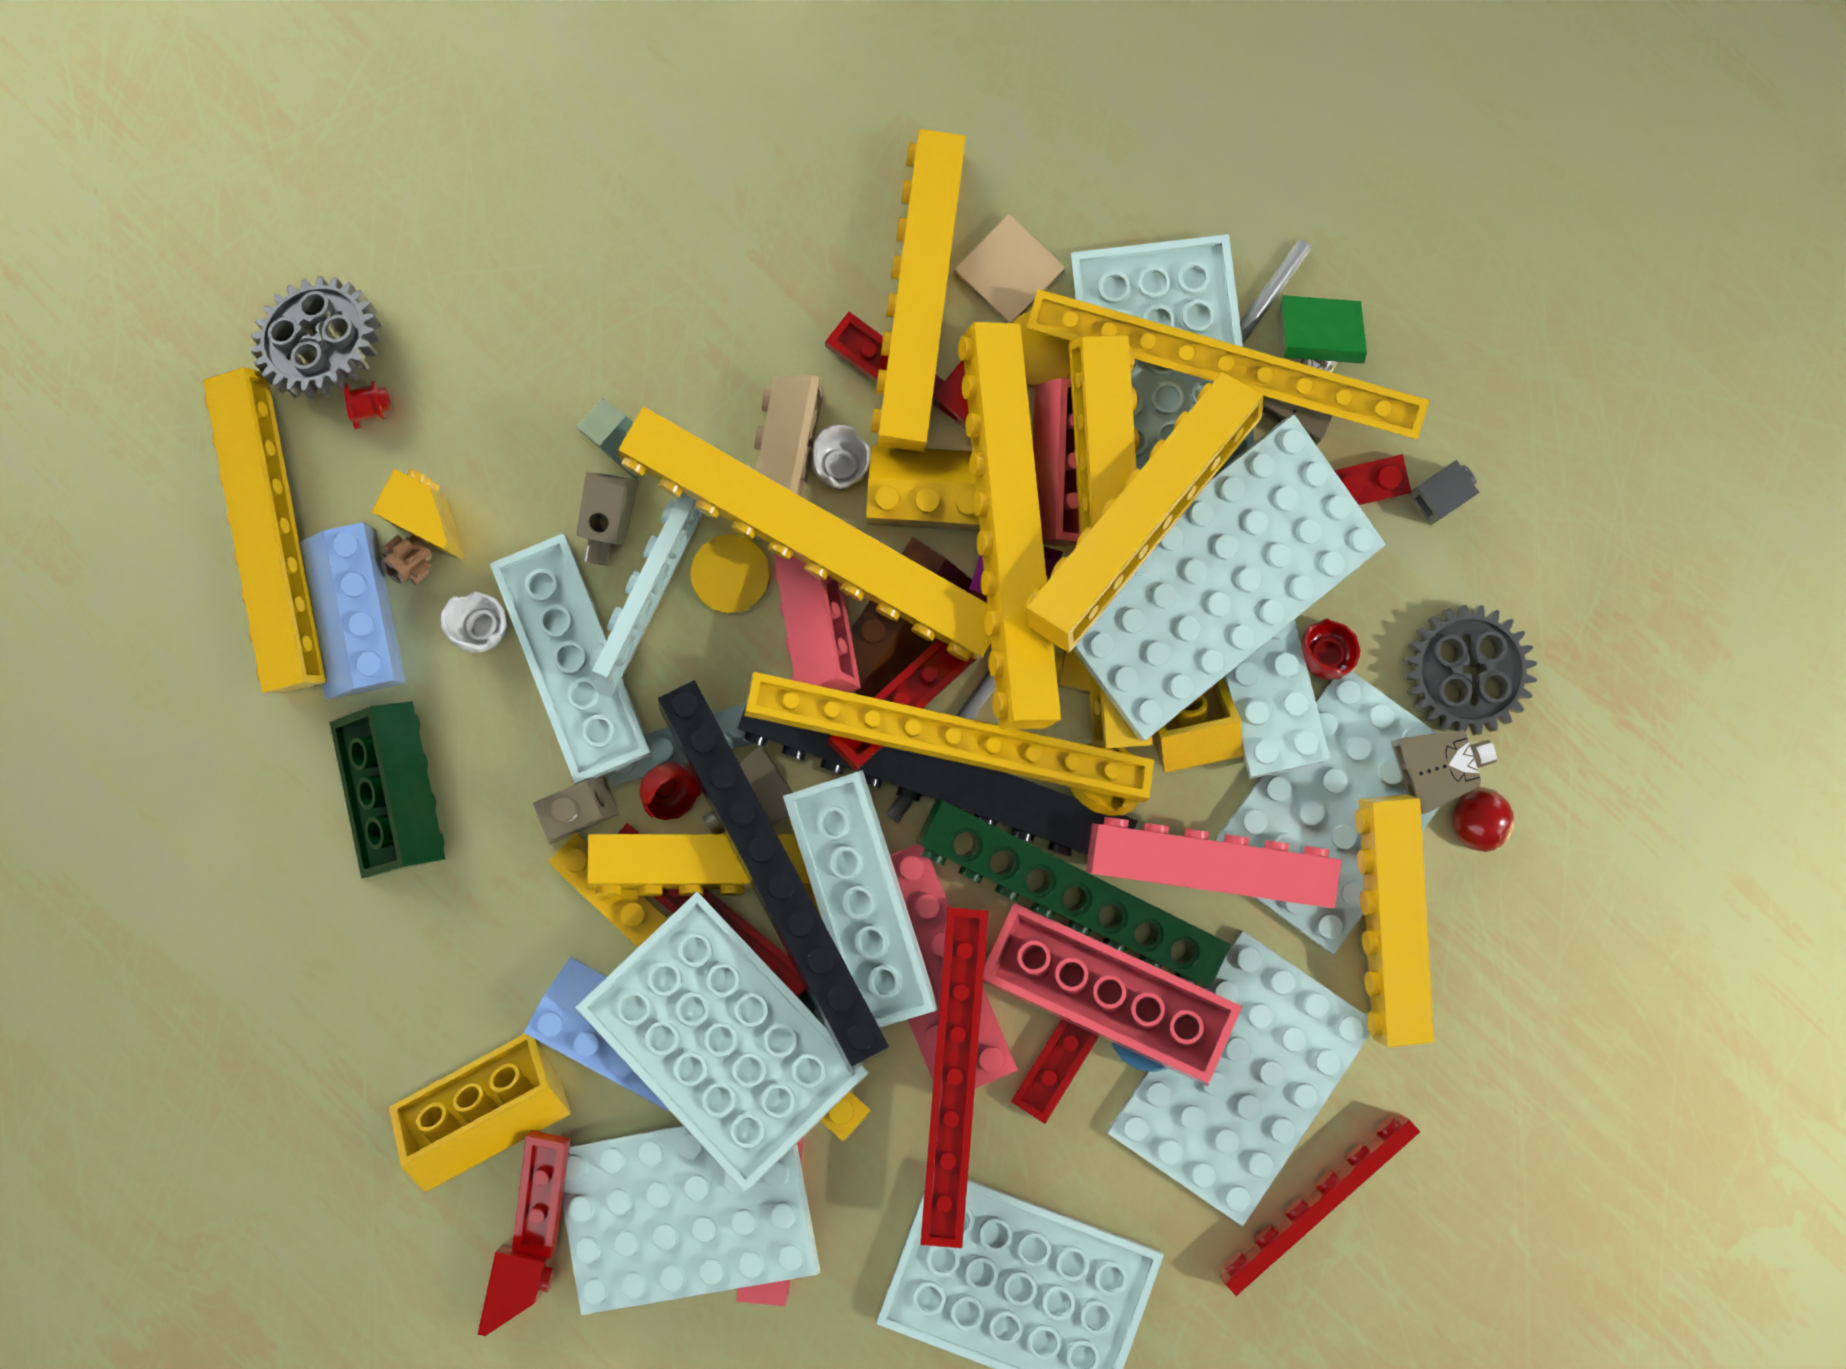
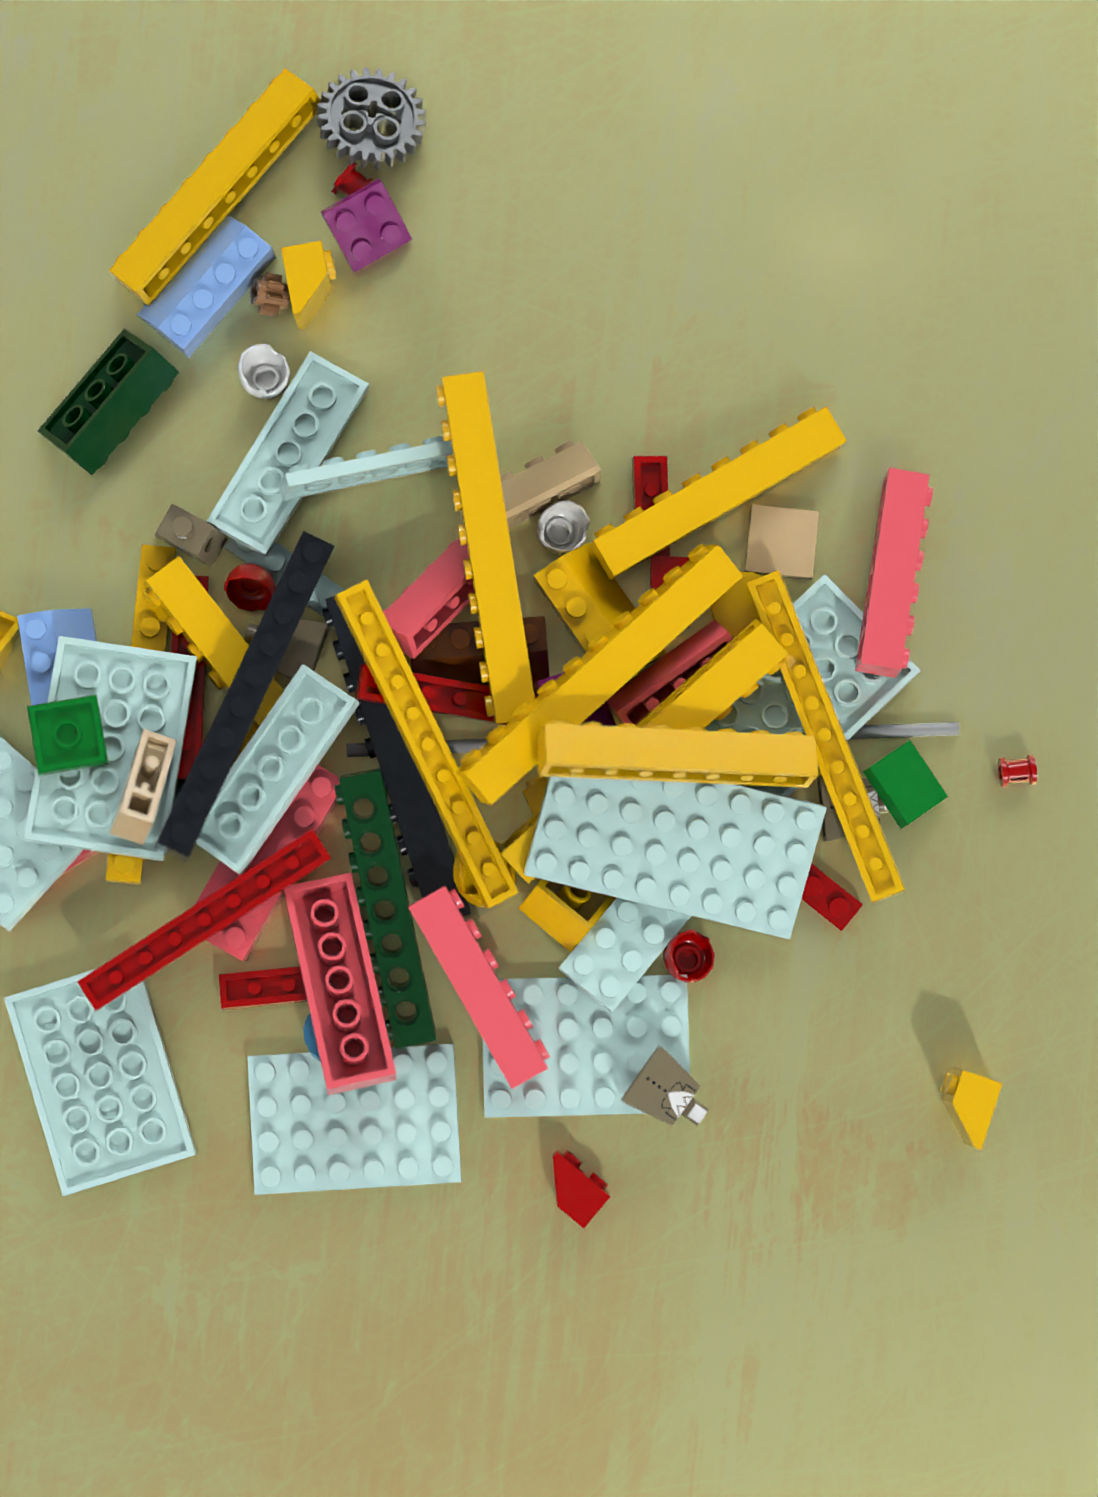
camera: 55 degrees right, 0 degrees up
(412, 420) = (366, 225): none -> magenta plate
(607, 429) = (461, 355): sand green slope -> none
(613, 498) = (415, 396): dark tan torso -> none
(678, 1072) = (67, 735): none -> green tile
(730, 574) = (427, 515): yellow tile -> none
(786, 1038) = (143, 787): none -> tan slope
(1120, 188) = (893, 572): none -> coral brick
(1305, 1214) = (294, 1229): red plate -> none
(1386, 220) = (1017, 771): none -> red bush
(1395, 920) = (537, 1139): yellow brick -> none
(1445, 491) = (859, 953): dark grey brick -> none
(1470, 922) = (576, 1191): none -> red slope
(1483, 819) = (655, 1150): red hair -> none
(1506, 667) = (771, 1086): dark grey gear -> none
(1665, 496) = (970, 1103): none -> yellow slope

